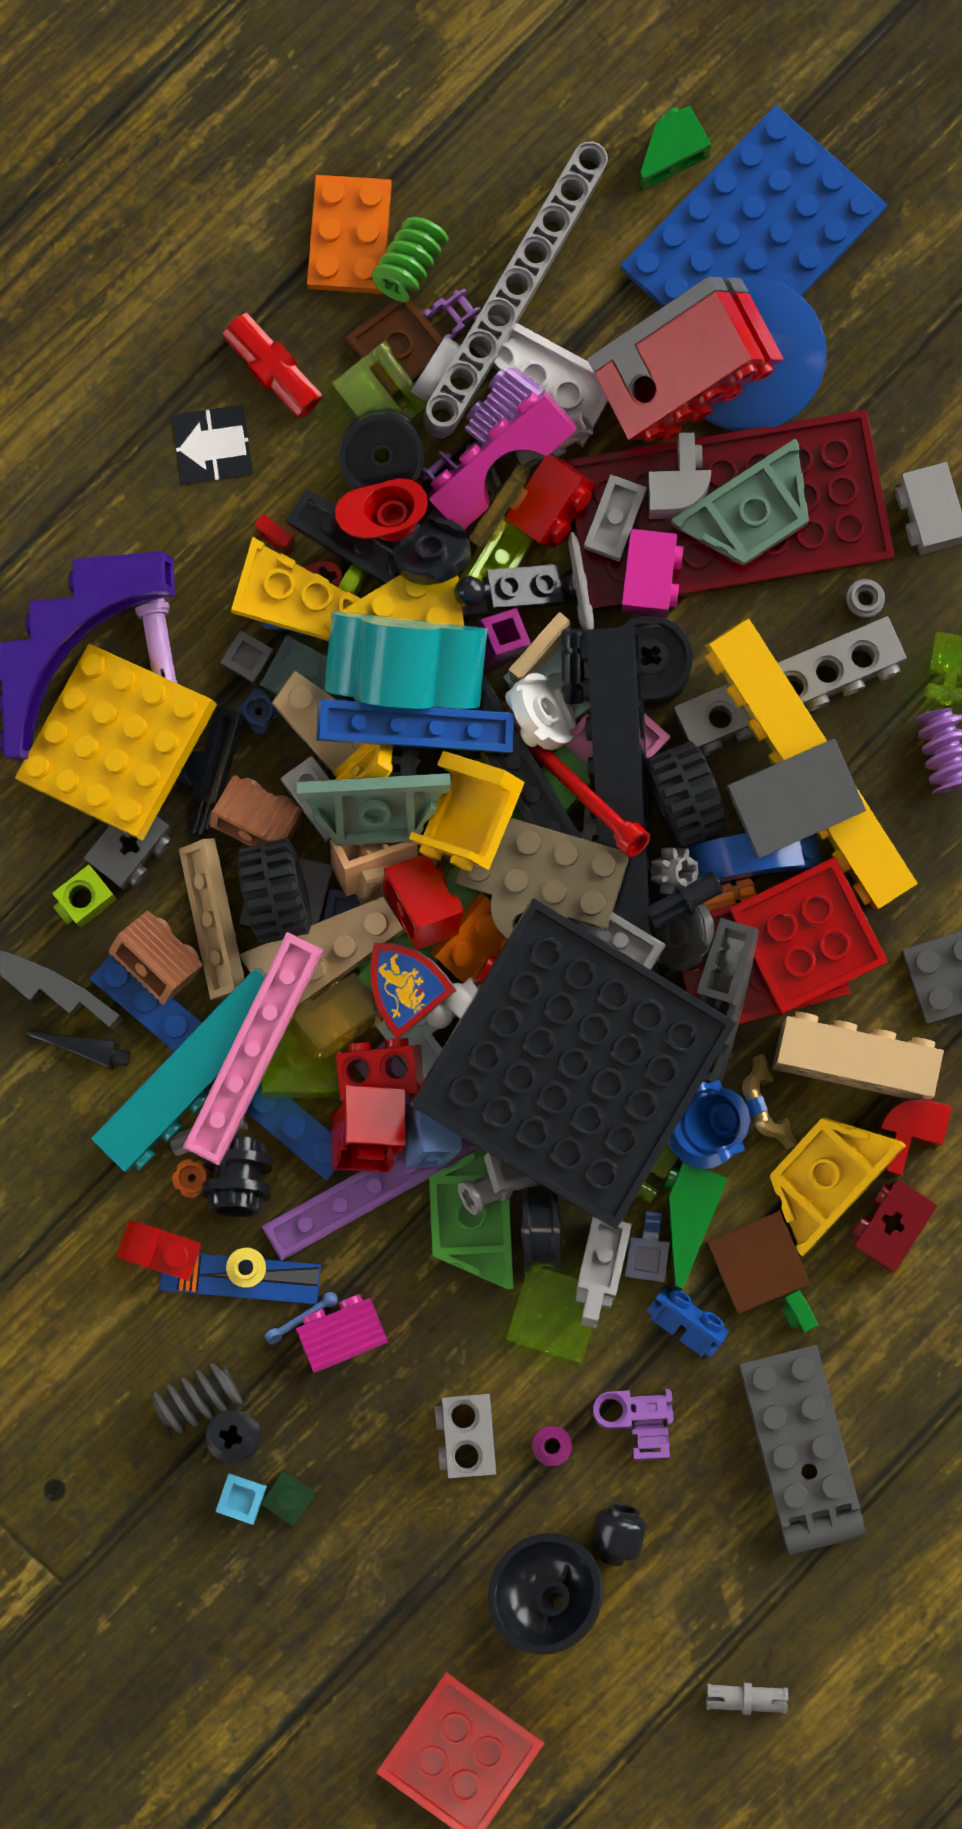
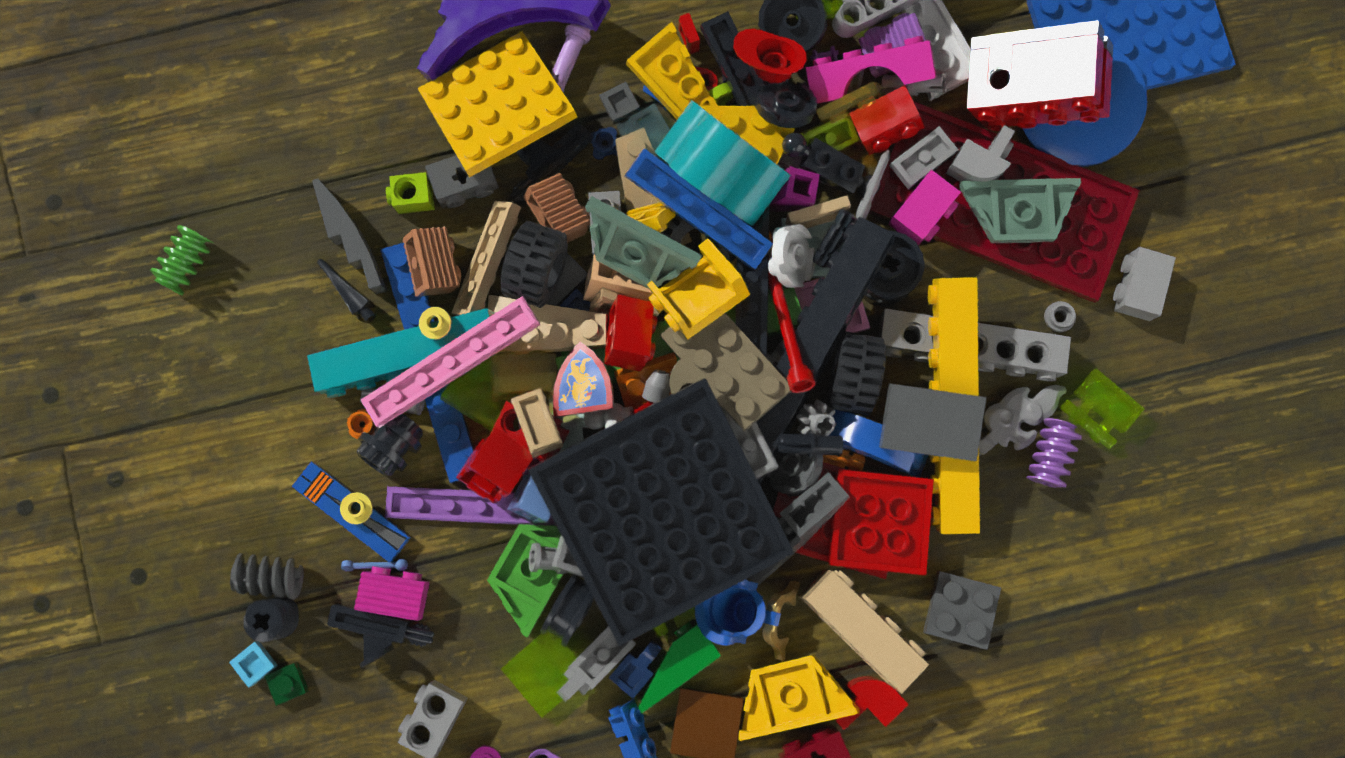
camera: 25 degrees right, 0 degrees up
(158, 1250) = (304, 458): red brick -> none
(223, 1017) = (443, 326): none -> light yellow plate
(350, 1382) = (378, 630): none -> black piece
(384, 1055) = (537, 422): none -> tan tile
(486, 939) = (657, 386): none -> light grey hose
(877, 726) = (1005, 418): none -> light grey piece

